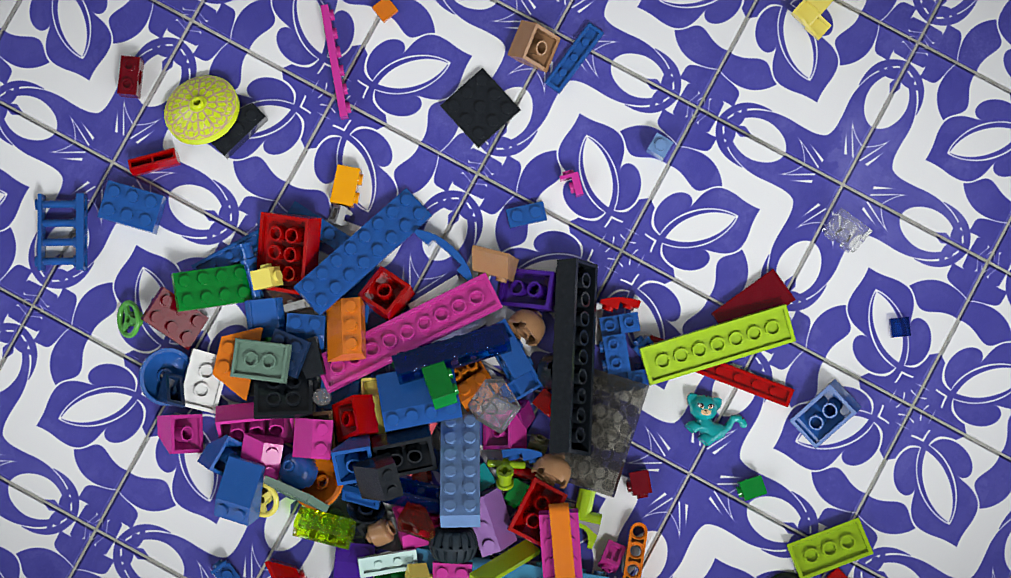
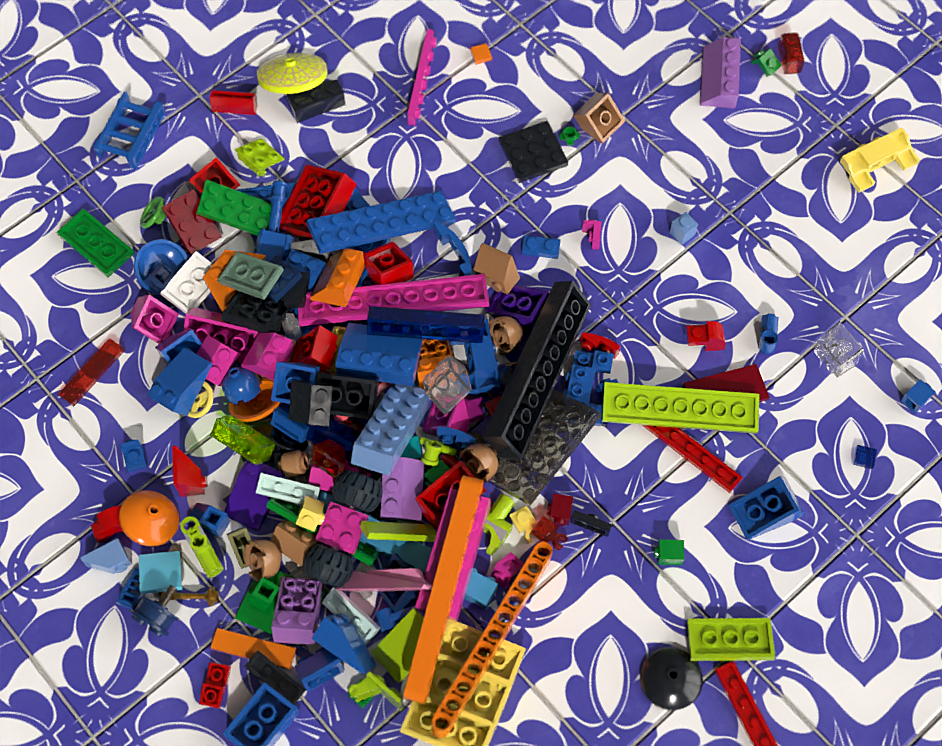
camera: 20 degrees right, 20 degrees down
(86, 370) = (95, 243): none -> green plate
(130, 77) = (244, 34): dark red brick -> none
(132, 207) = (198, 129): blue brick -> none
(146, 505) = (91, 372): none -> clear red tile
(173, 259) = (214, 172): none -> red slope
(207, 213) = (258, 156): none -> lime hinge
(266, 277) = (286, 215): light yellow brick -> none
(296, 494) = (229, 396): sand green tile -> none
(338, 214) = (375, 189): light grey tile -> none
(346, 186) = (389, 172): light orange brick -> none
(439, 385) = (404, 340): green brick -> none
(516, 74) = (569, 131): none -> green plate
(574, 58) = (631, 139): blue tile -> none
(610, 505) = (523, 522): none -> light yellow plate
(634, 509) = (546, 532): none -> clear red plate
(672, 485) = (591, 522): none -> black plate
(704, 409) = (647, 465): teal animal -> none
(717, 259) = (709, 335): none -> red brick
(775, 230) = (768, 332): none -> blue piece
(933, 248) = (918, 396): none -> blue brick

